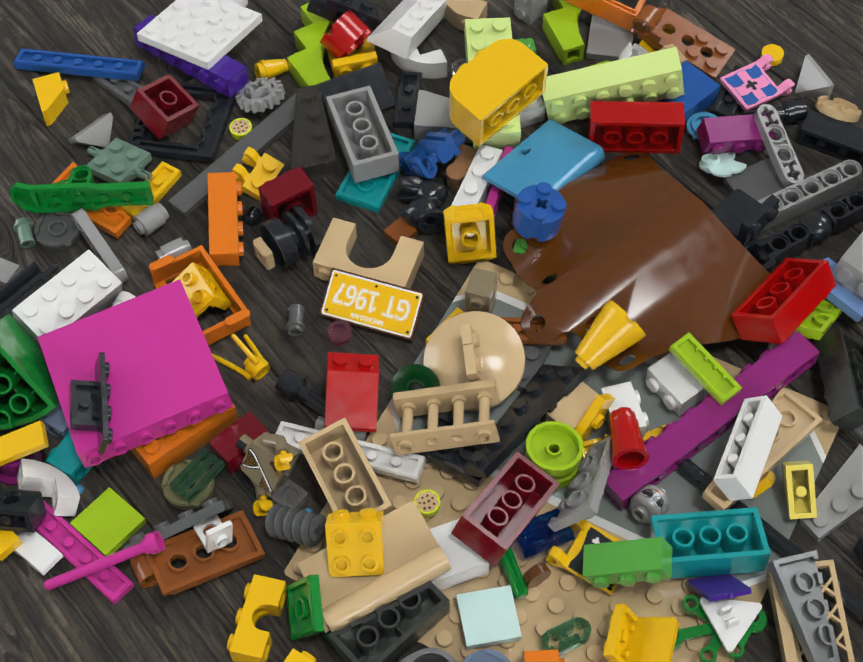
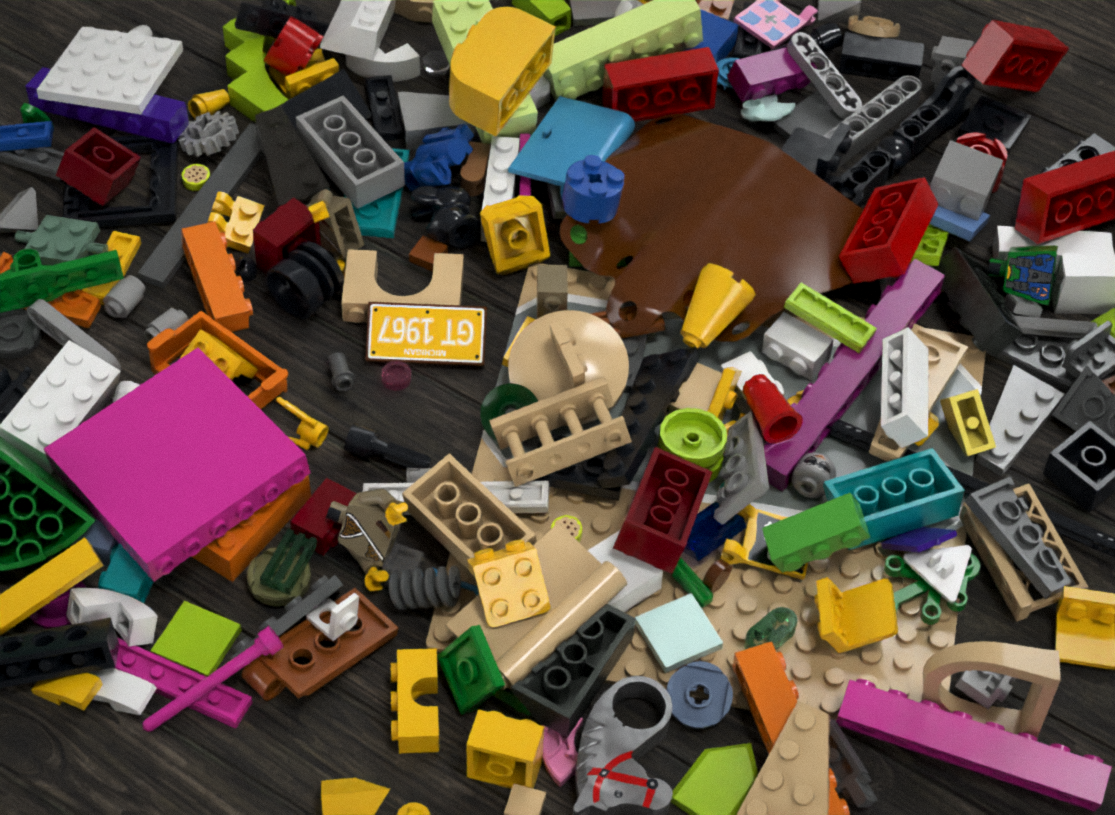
camera: 20 degrees left, 5 degrees down
(89, 404) = (146, 502): black bracket -> none
(134, 53) = (31, 114): none -> green tile
(263, 253) = (276, 306): tan tile -> none
(329, 194) = (337, 225): none -> dark tan torso
(352, 390) = (435, 425): red slope -> none

